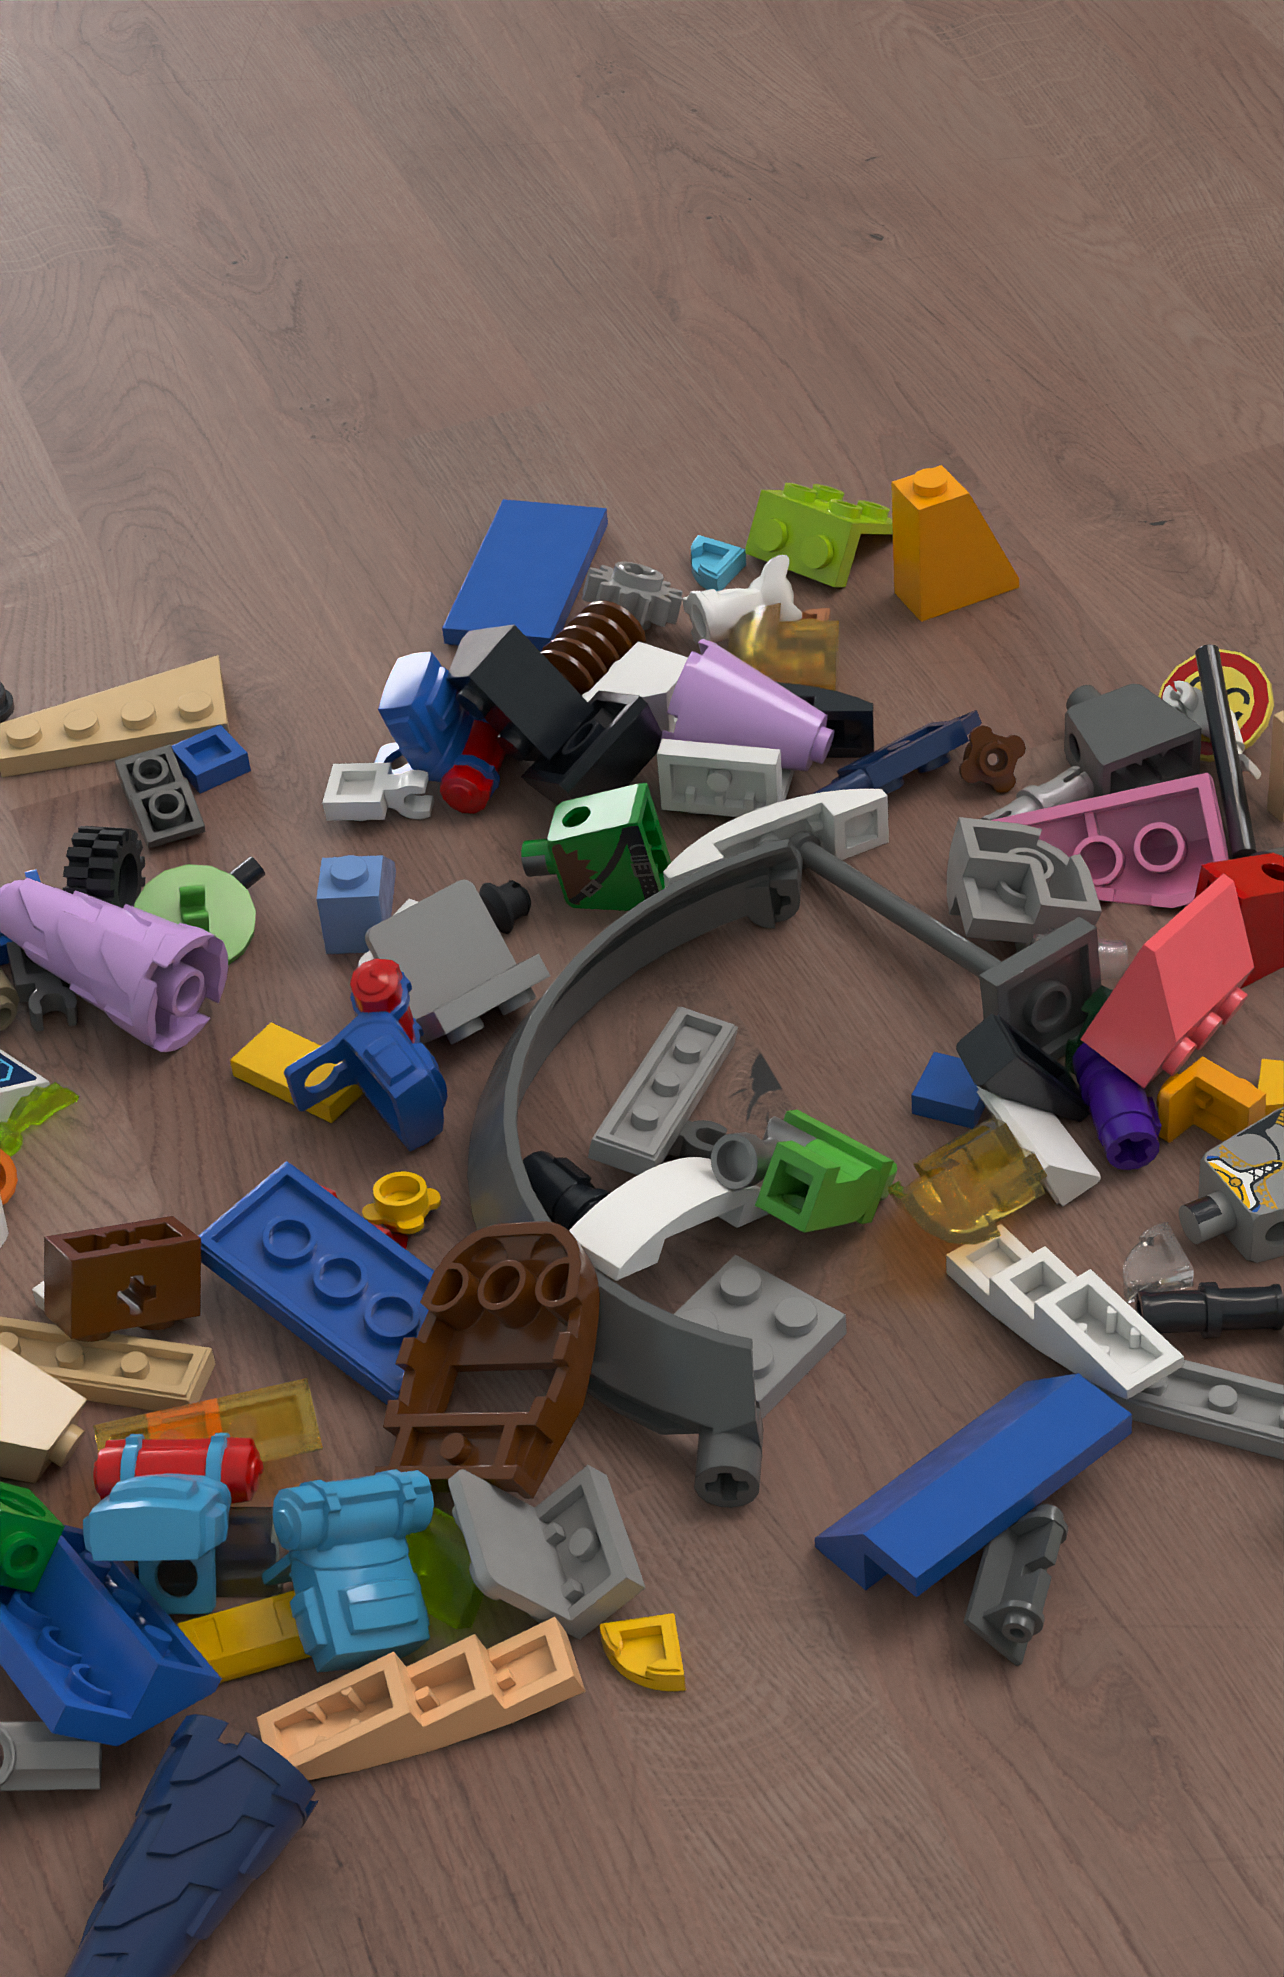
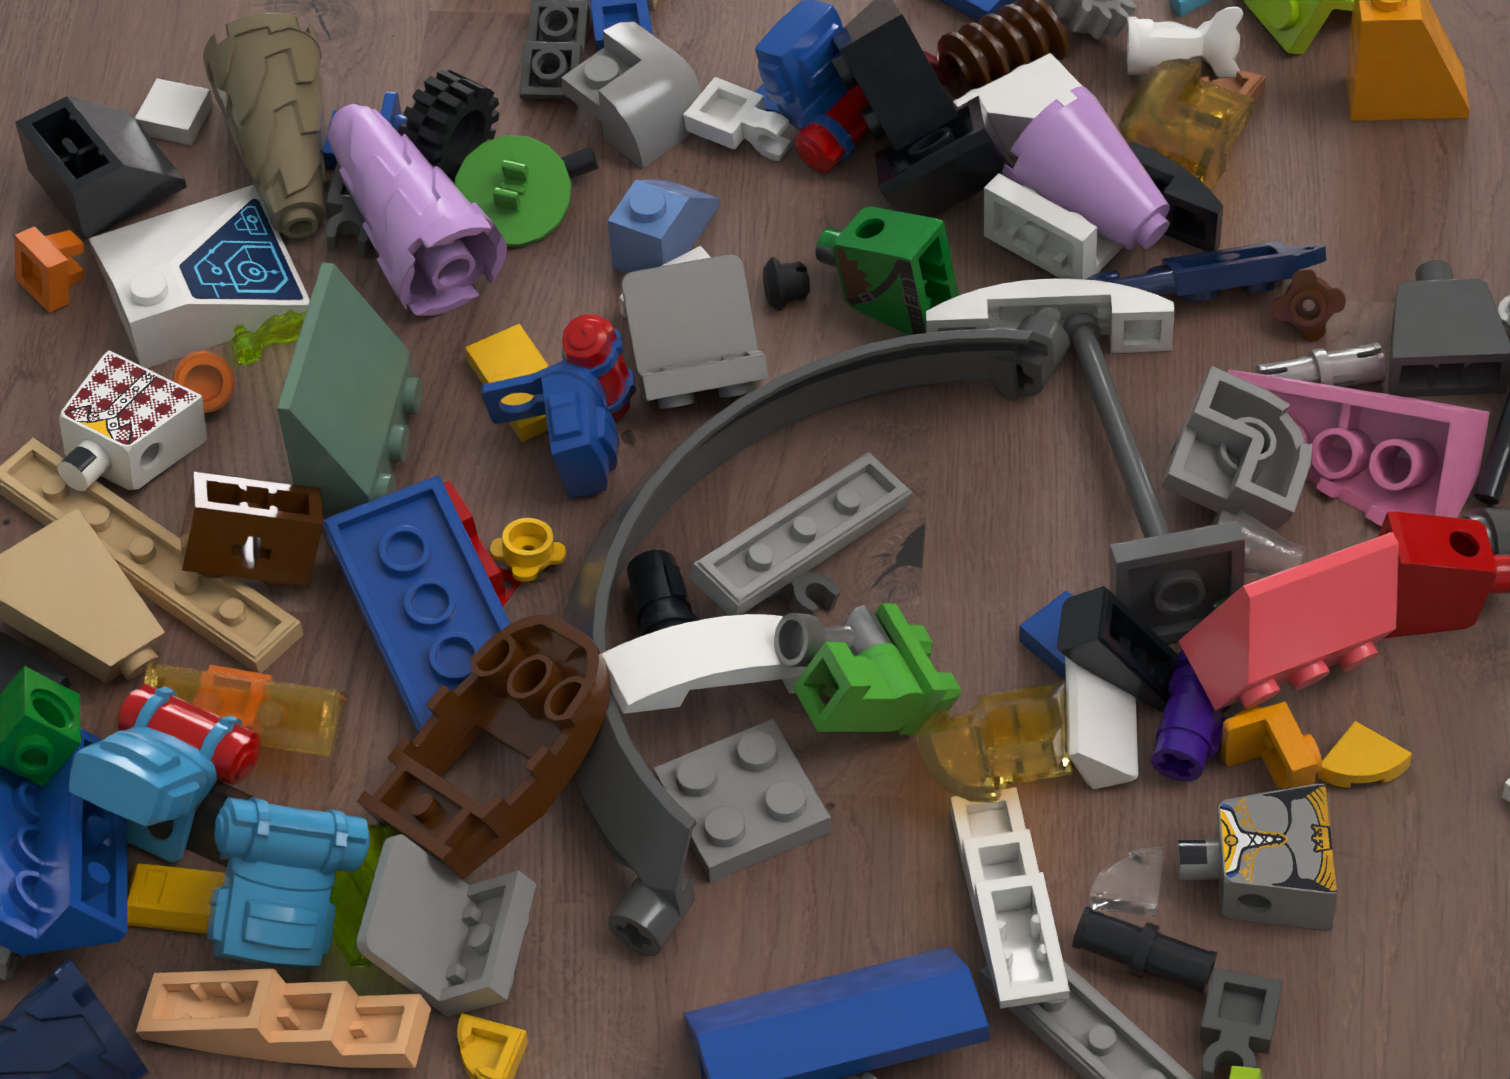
camera: 25 degrees right, 10 degrees up
(161, 1125) = (347, 398): none -> sand green slope
(265, 799) = (635, 91): none -> light grey brick

